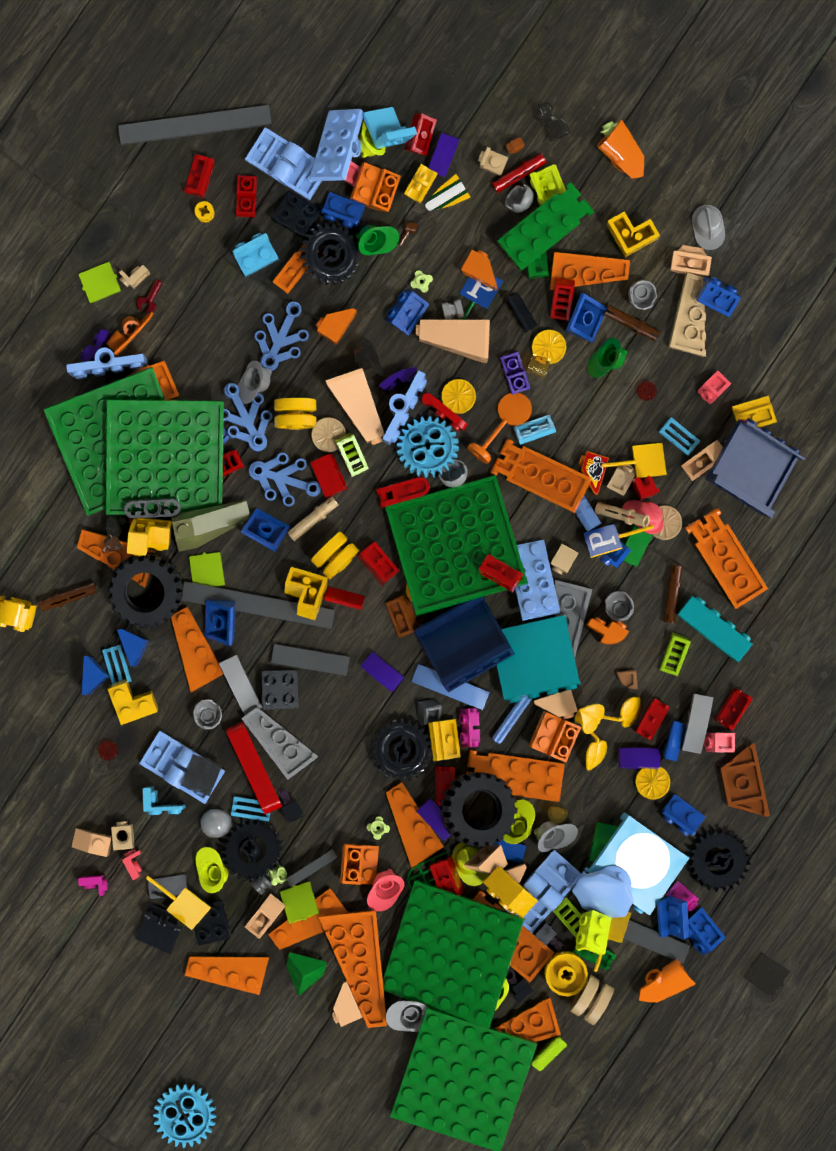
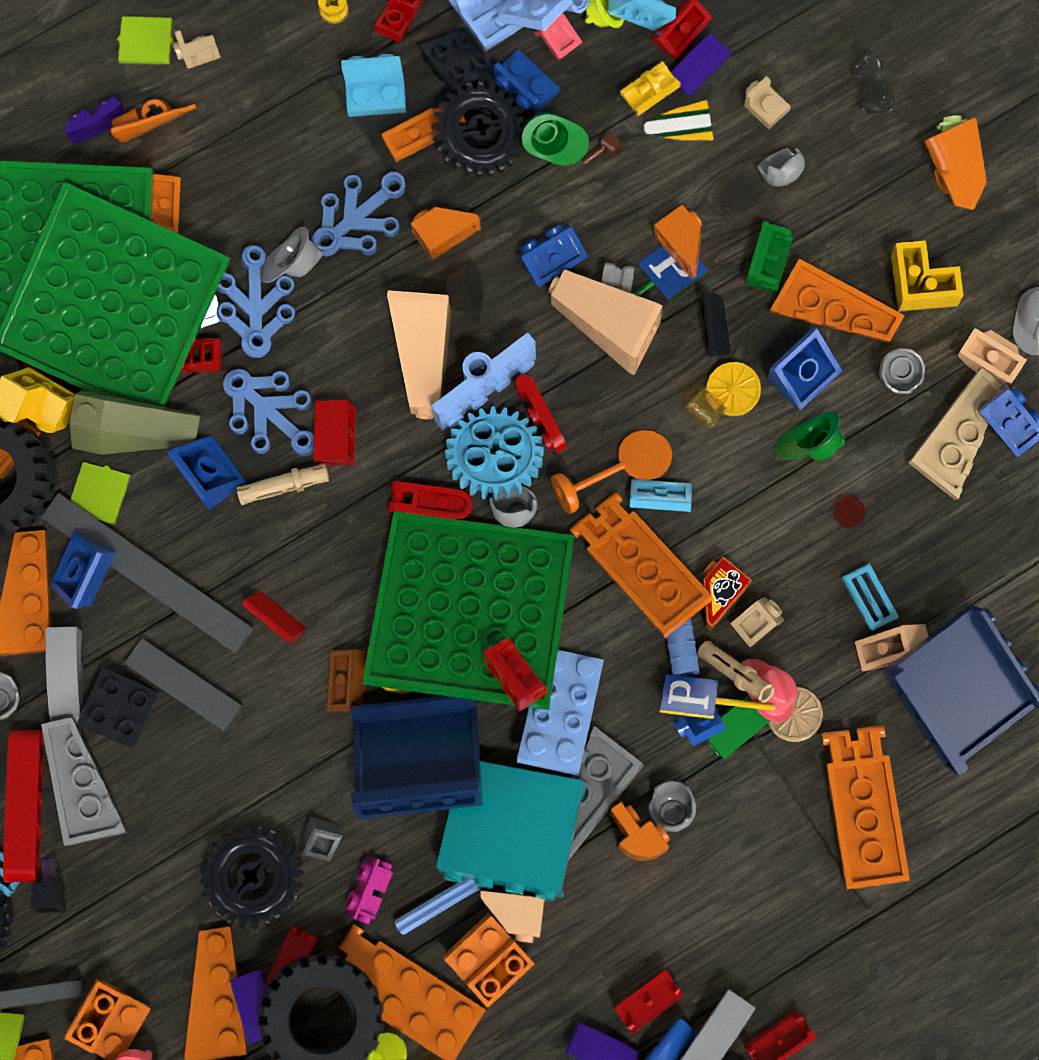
camera: 30 degrees right, 10 degrees down
(98, 368) = (93, 143): light blue plate -> none
(150, 298) = (202, 89): dark red bar -> none
(166, 502) = (41, 349): dark grey beam -> none
(295, 413) = (326, 322): yellow wheel -> none
(308, 588) = (226, 581): yellow brick -> none
(326, 432) = (361, 377): tan wheel -> none
(332, 553) = (287, 546): yellow wheel -> none
(347, 438) = (369, 406): lime slope -> none
(375, 187) = (583, 67): orange brick -> none
(378, 563) = (345, 587): red hinge -> none
(382, 671) = (278, 748): dark purple slope -> none
(383, 828) = (155, 975): yellowish green plate -> none
(406, 375) = (485, 339): dark purple slope -> none
(421, 286) = (591, 231): yellowish green plate -> none
(444, 740) = (322, 890): yellow plate -> none
(459, 396) = (572, 402): yellow wheel -> none
(465, 693) = (381, 831): medium blue slope -> none
(514, 372) = (668, 404): dark purple slope -> none
(515, 145) = (807, 93): dark orange tile -> none
(518, 173) = (797, 133): red pin -> none
(544, 227) = (800, 216): green hinge -> none
(547, 183) = (830, 169): neon yellow bracket -> none
(562, 286) = (794, 307): red slope -> none
(563, 559) = (619, 701): tan brick -> none
(590, 717) = (548, 957): yellow plant -> none
(628, 679) = (639, 923): medium nougat tile -> none
(632, 323) = (869, 406): reddish brown pin -> none
(644, 489) = (786, 651): red hinge -> none
(647, 460) = (807, 612): yellow piece -> none
(673, 593) = (764, 820): reddish brown pin -> none
(686, 640) = (751, 904): lime slope -> none
(714, 387) = (951, 548): coral bracket -> none
(714, 629) = (802, 905): teal brick -> none
(756, 410) = (1007, 607): yellow plate -> none

